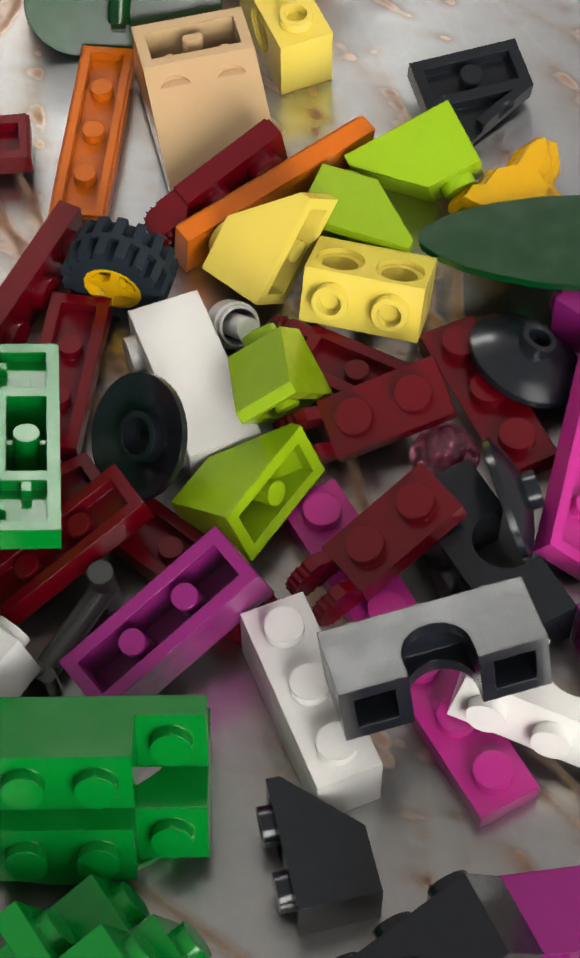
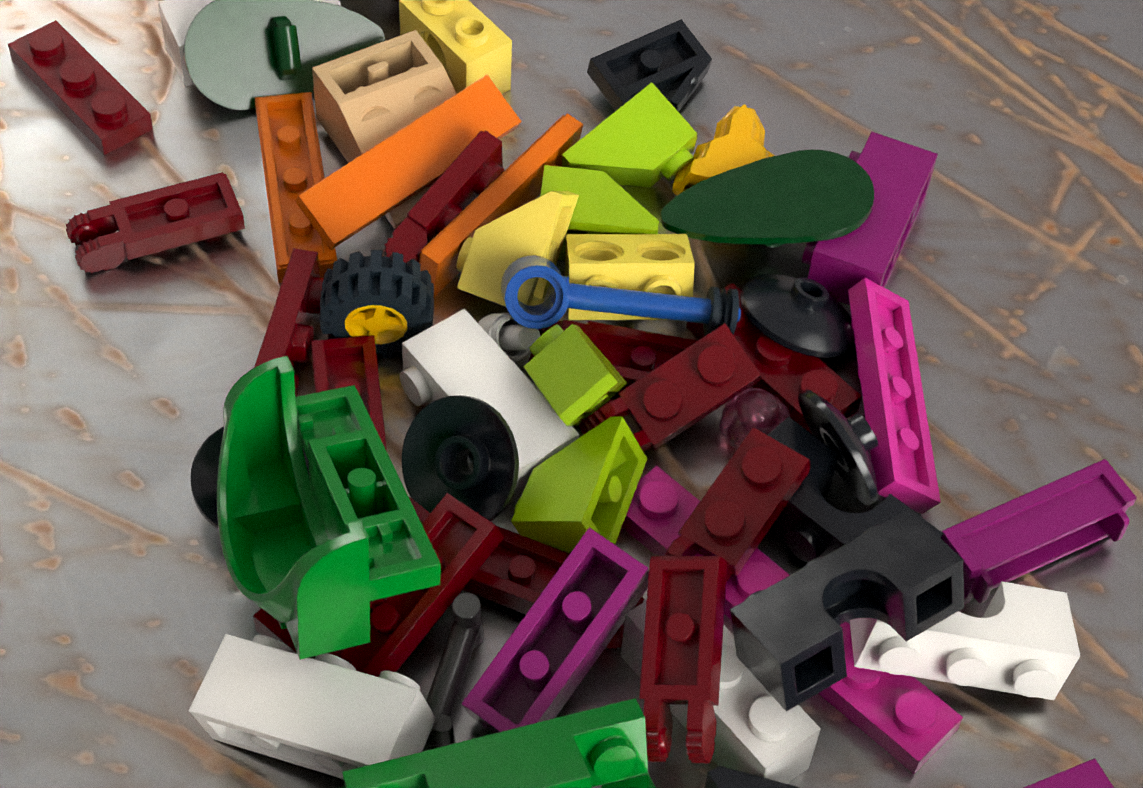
camera: 20 degrees left, 5 degrees down
(192, 134) = (404, 162): none -> orange tile
(269, 665) = (683, 651): none -> dark red hinge
(435, 340) = (711, 311): none -> blue piece

